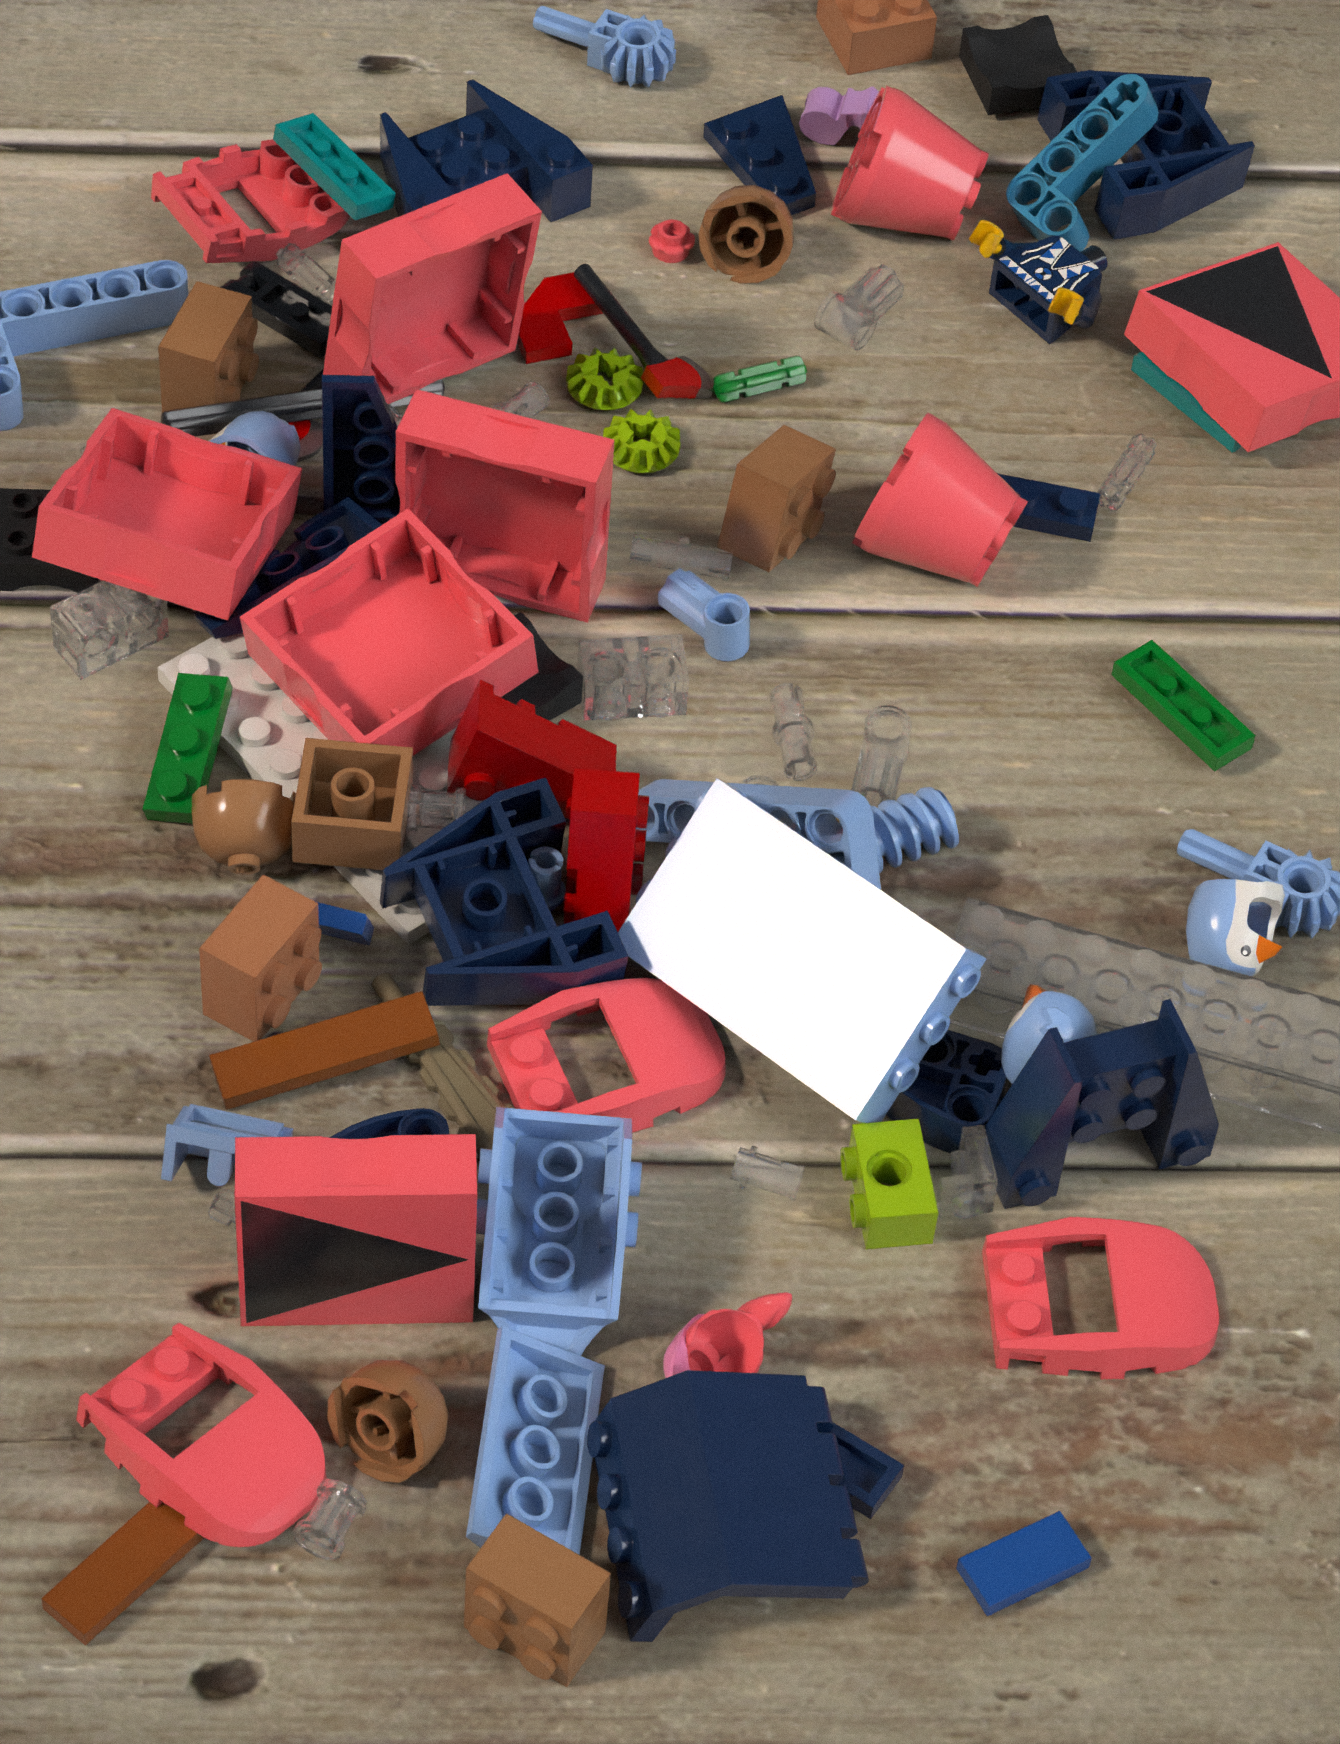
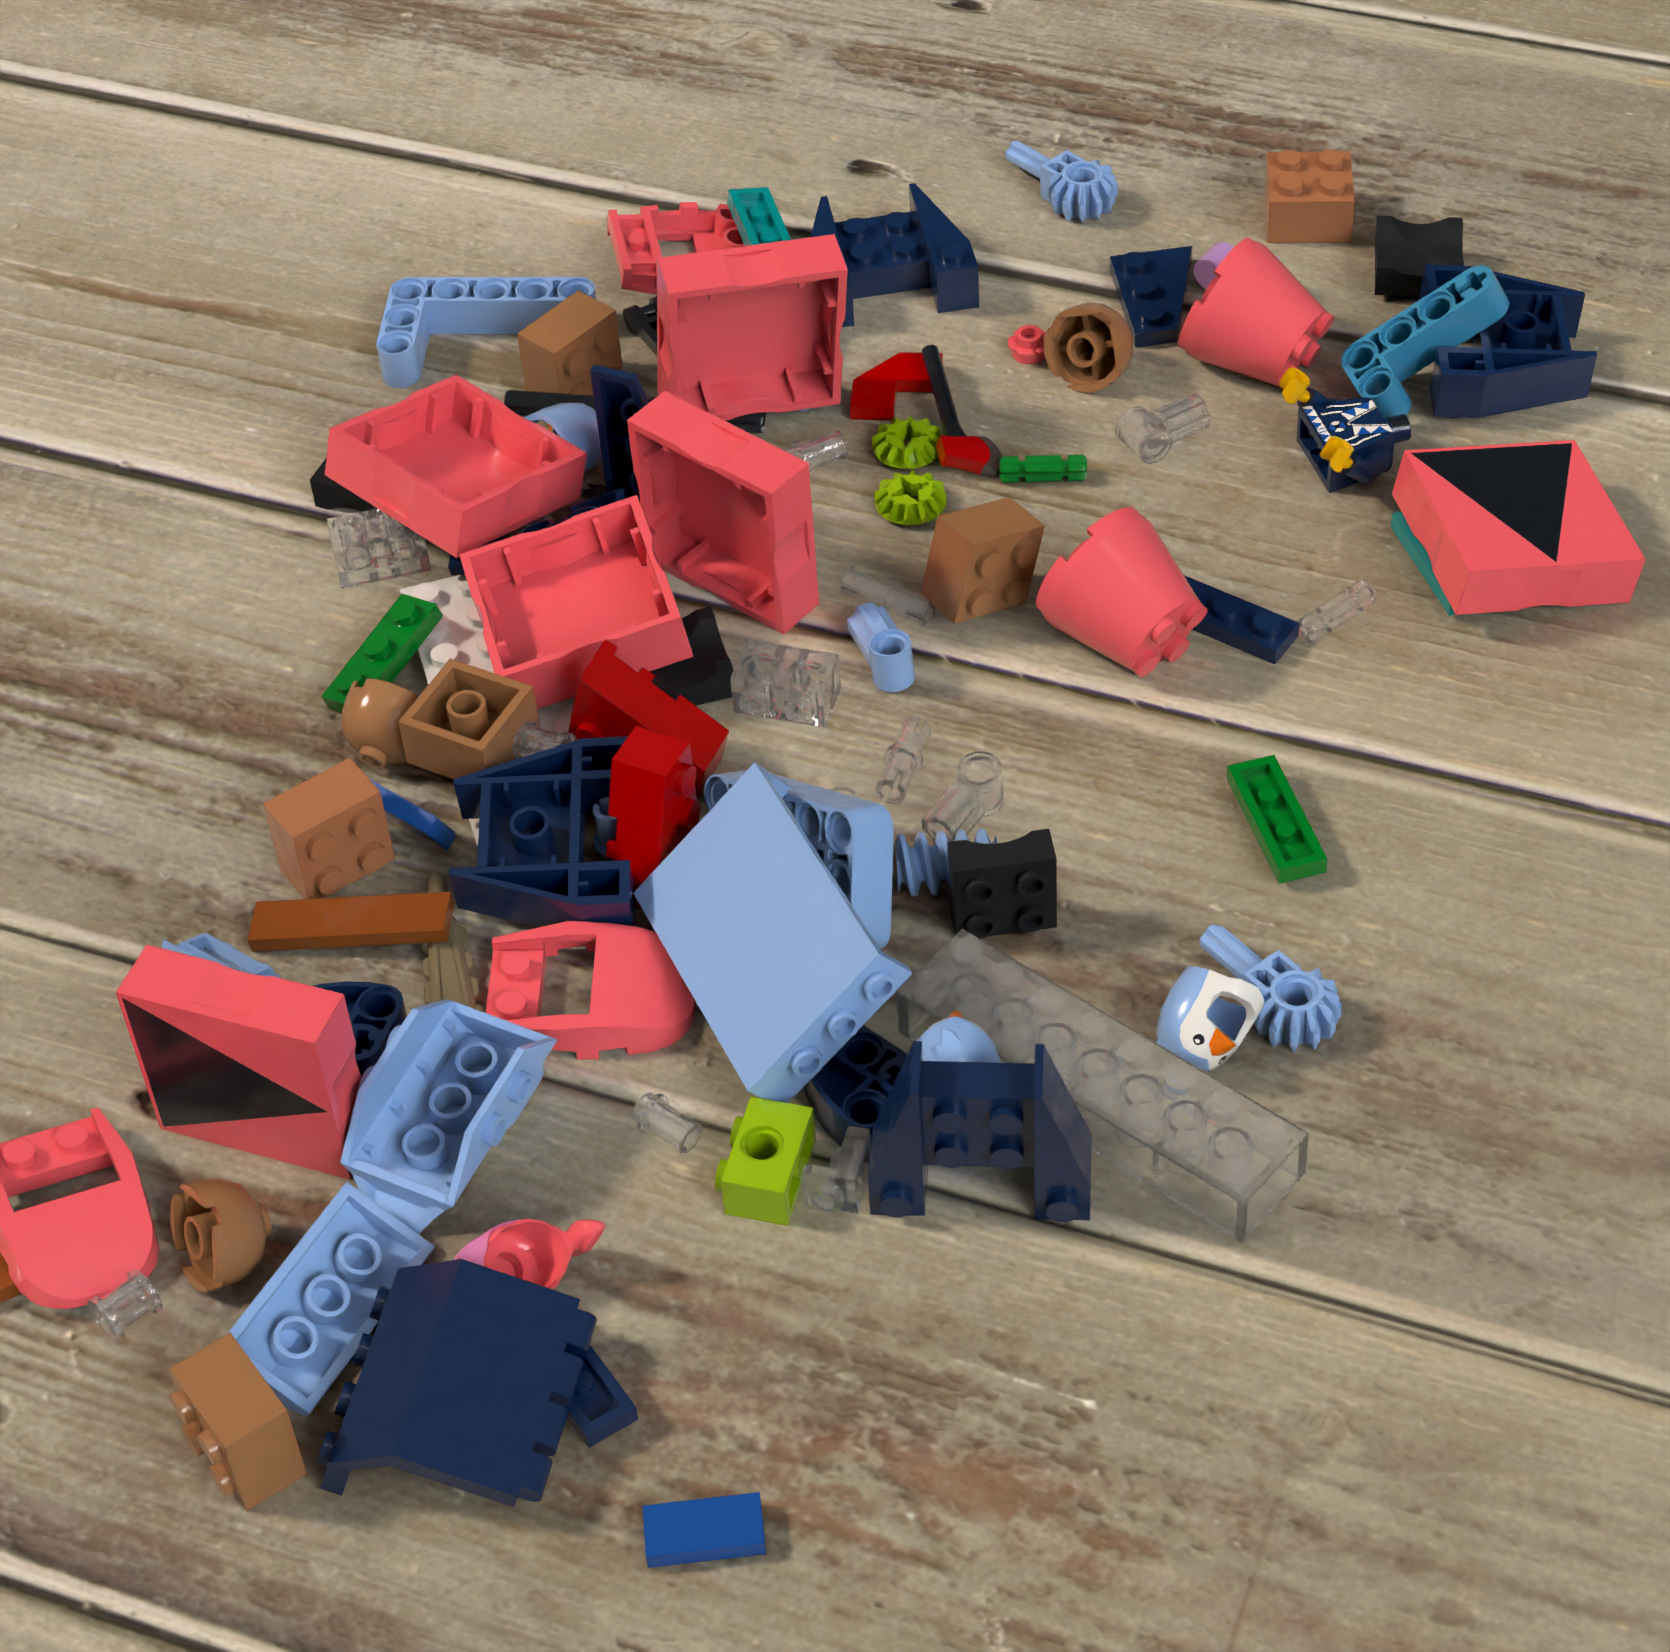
camera: 30 degrees right, 5 degrees down
(977, 843) = (1003, 885): none -> black brick
(1158, 1293) = (957, 1336): coral slope -> none

